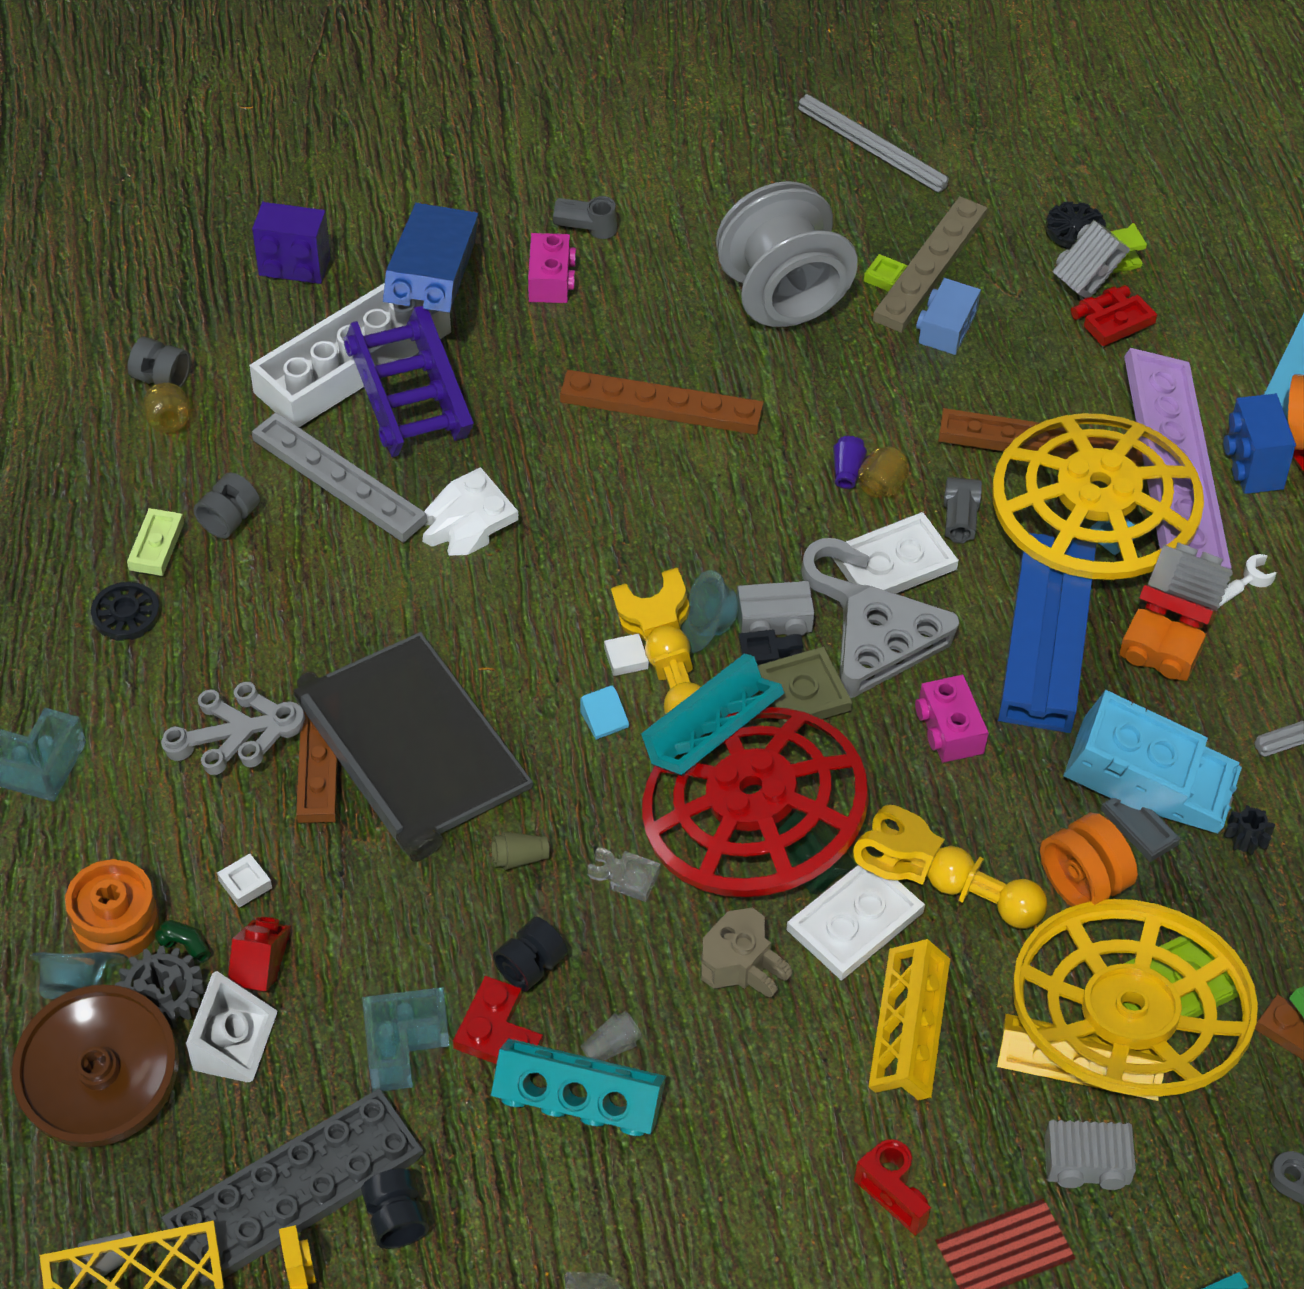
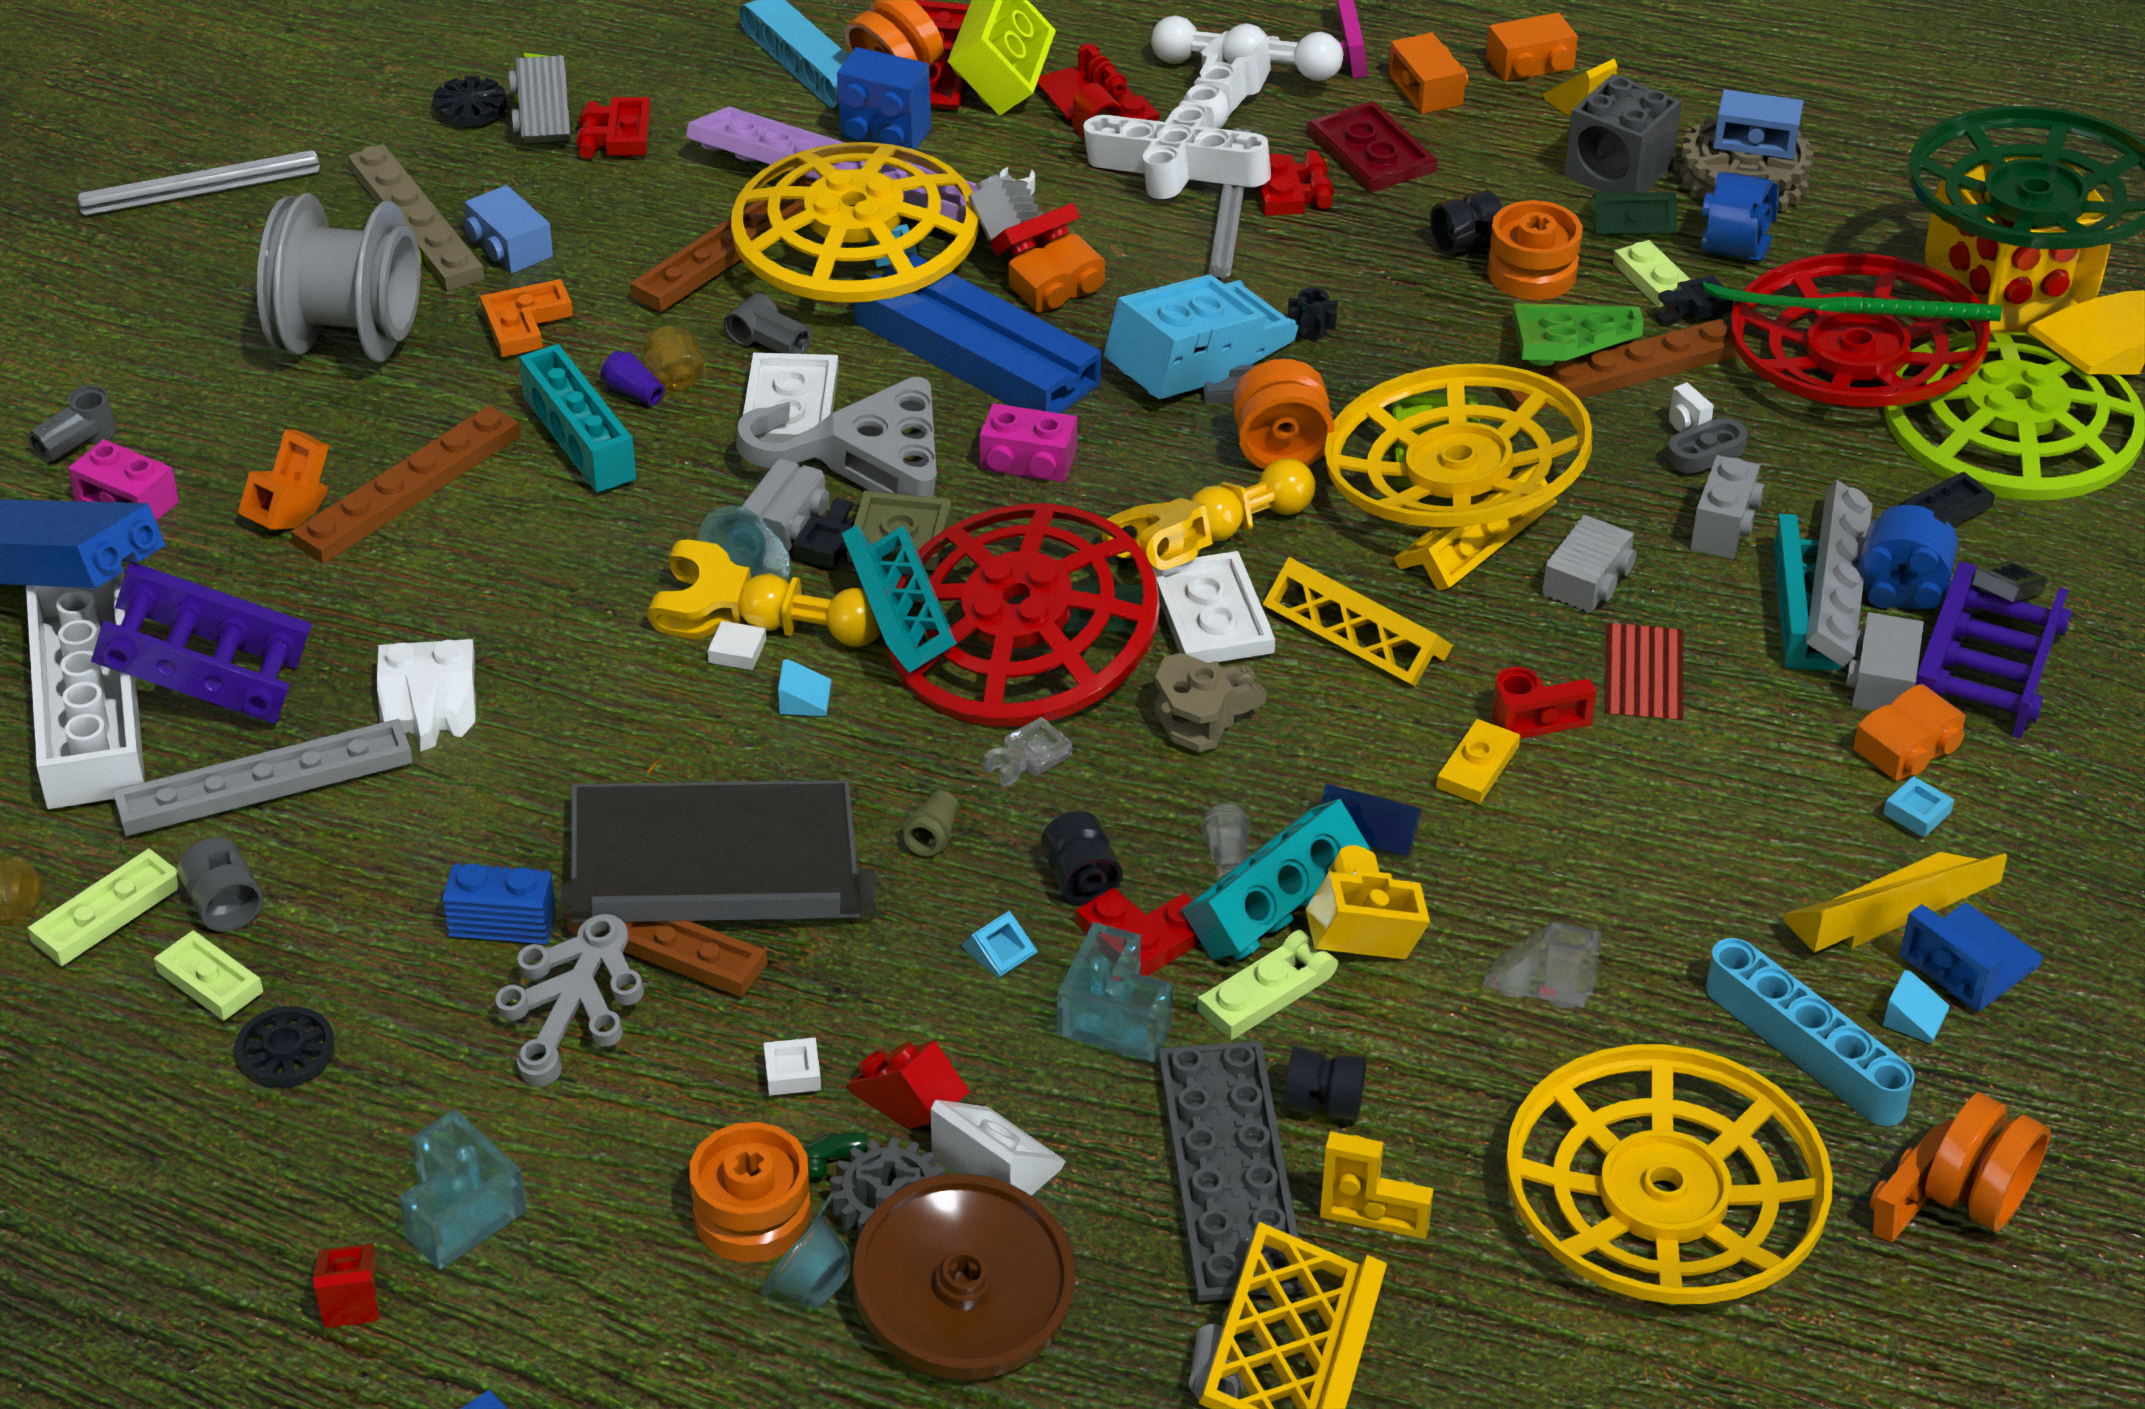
camera: 60 degrees left, 10 degrees down
(181, 462) = (104, 907): none -> yellowish green plate
(290, 647) = (500, 903): none -> blue brick
(430, 947) = (1000, 945): none -> medium azure slope
(486, 1130) = (1266, 986): none -> yellowish green plate
(574, 1156) = (1366, 909): none -> yellow brick
(597, 348) = (292, 489): none -> orange brick
(689, 1121) = (1379, 820): none -> clear blue plate
(773, 452) = (577, 418): none -> teal brick
(812, 1170) = (1478, 761): none -> yellow plate
(869, 363) = (516, 311): none -> orange plate
(1233, 1228) = (1727, 507): none -> light grey brick

